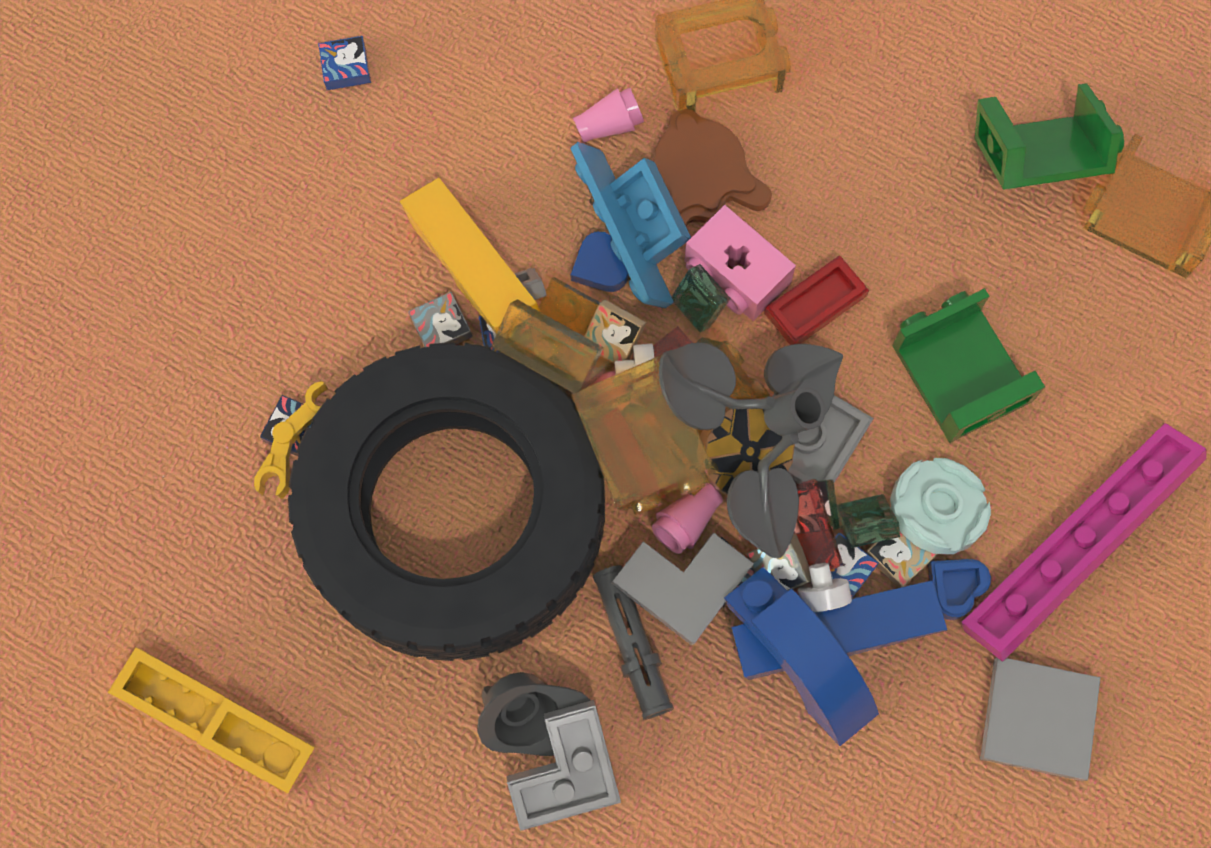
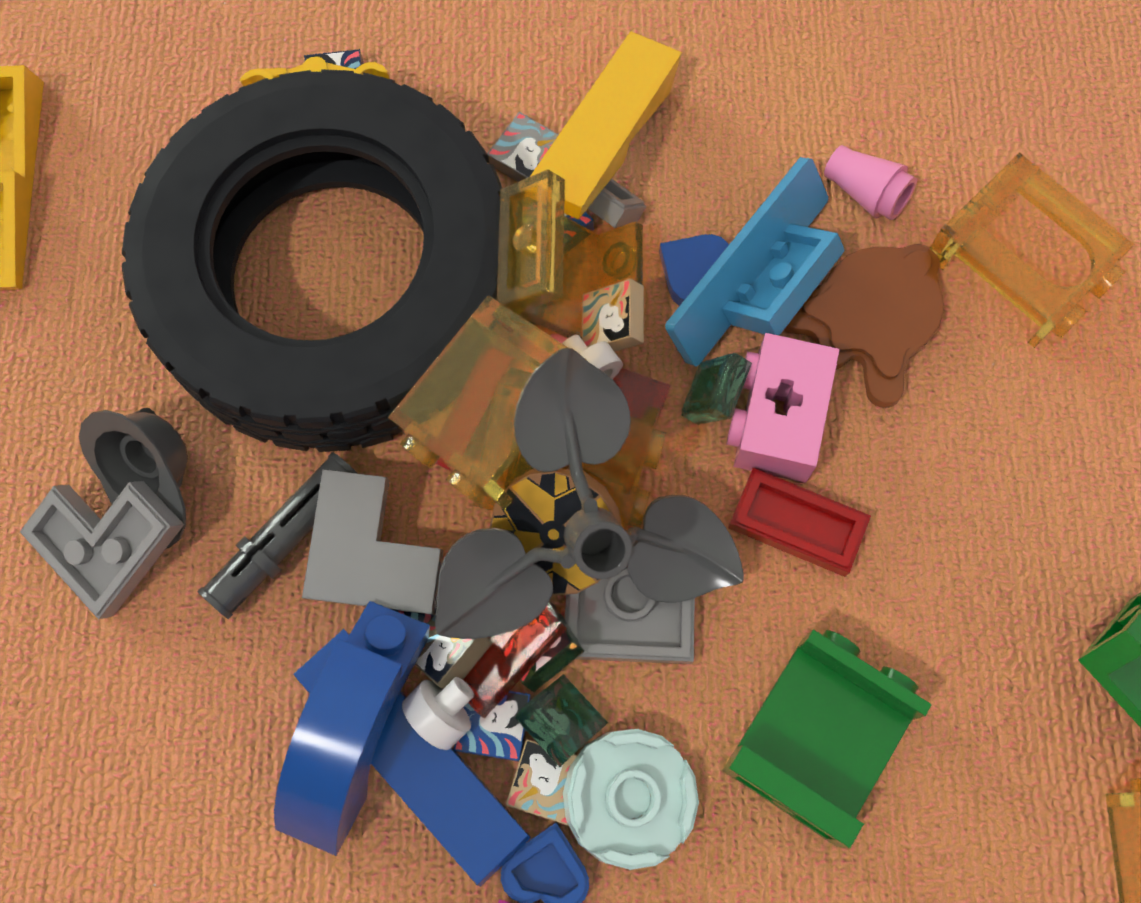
camera: 60 degrees right, 0 degrees up
(686, 518) = (445, 513): bright pink cone -> none

